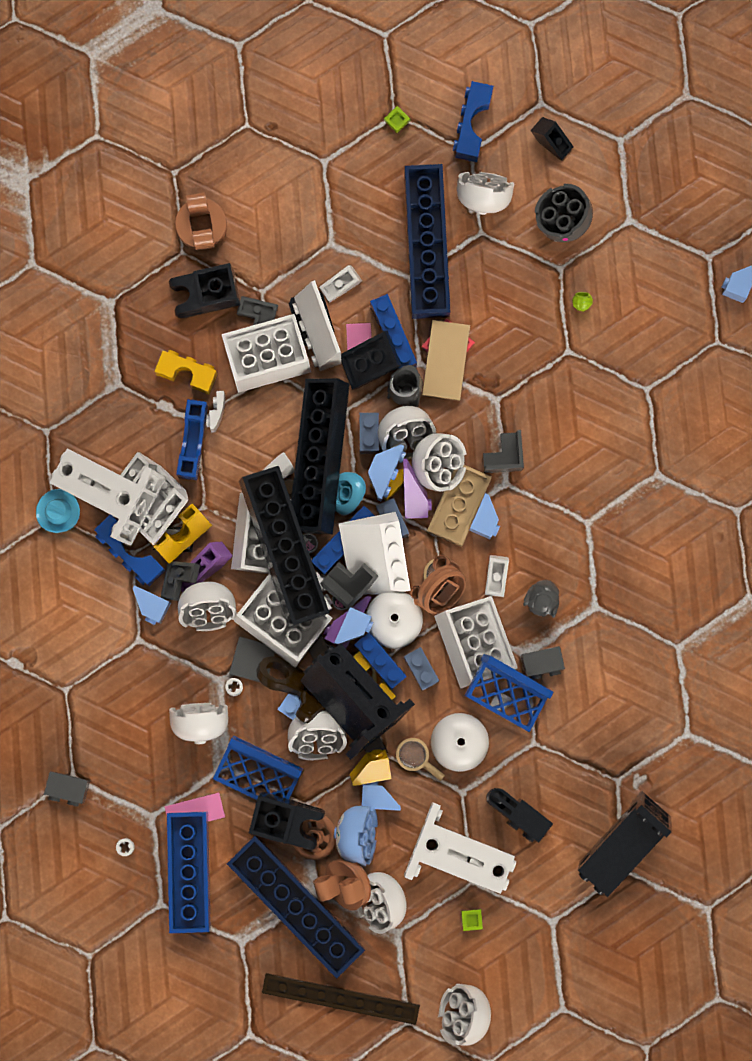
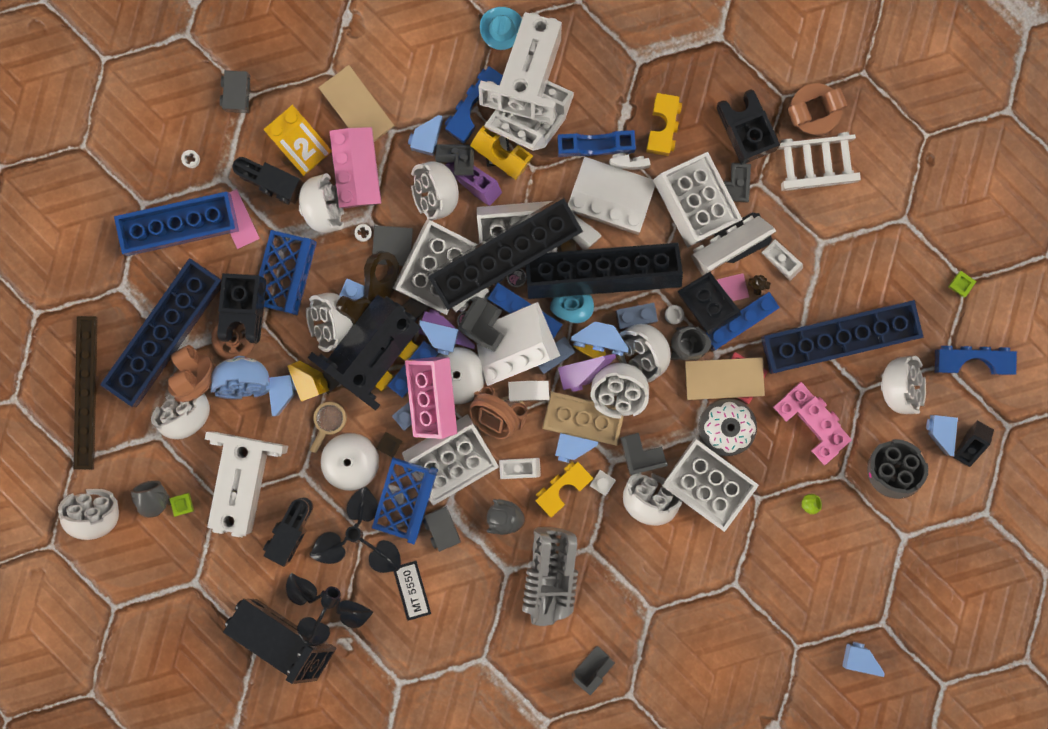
camera: 85 degrees right, 5 degrees up
(106, 670) = (355, 103): none -> tan tile
(128, 734) = (298, 140): none -> yellow slope
(163, 769) = (269, 179): none -> black brick
(167, 681) = (355, 167): none -> bright pink slope
(245, 435) = (611, 195): none -> white slope
(268, 241) = (829, 179): none -> white fence
(359, 310) = (759, 283): none -> dark brown plant
(374, 397) = (674, 314): none -> white tile
(412, 646) = (431, 397): none -> bright pink slope
(422, 551) = (528, 391): none -> white slope
(450, 699) = (389, 444): none -> dark brown plate
(460, 949) = (150, 498): none -> dark grey helmet
(490, 378) = (714, 424): none -> cylinder
(501, 279) = (817, 418): none -> bright pink bracket
(507, 737) = (330, 549): none -> black plant
(525, 497) = (602, 483): none -> white plate
(531, 551) = (574, 475): none -> yellow arch
(536, 164) = (943, 432): none -> light blue slope
(546, 393) = (709, 485): none -> white slope
(557, 459) = (644, 506): none -> white cylinder
(598, 705) = (412, 591): none -> sticker
(611, 563) = (551, 581): none -> light grey connector
(621, 806) = (312, 631): none -> black plant
(707, 541) = (592, 670): none -> dark grey panel

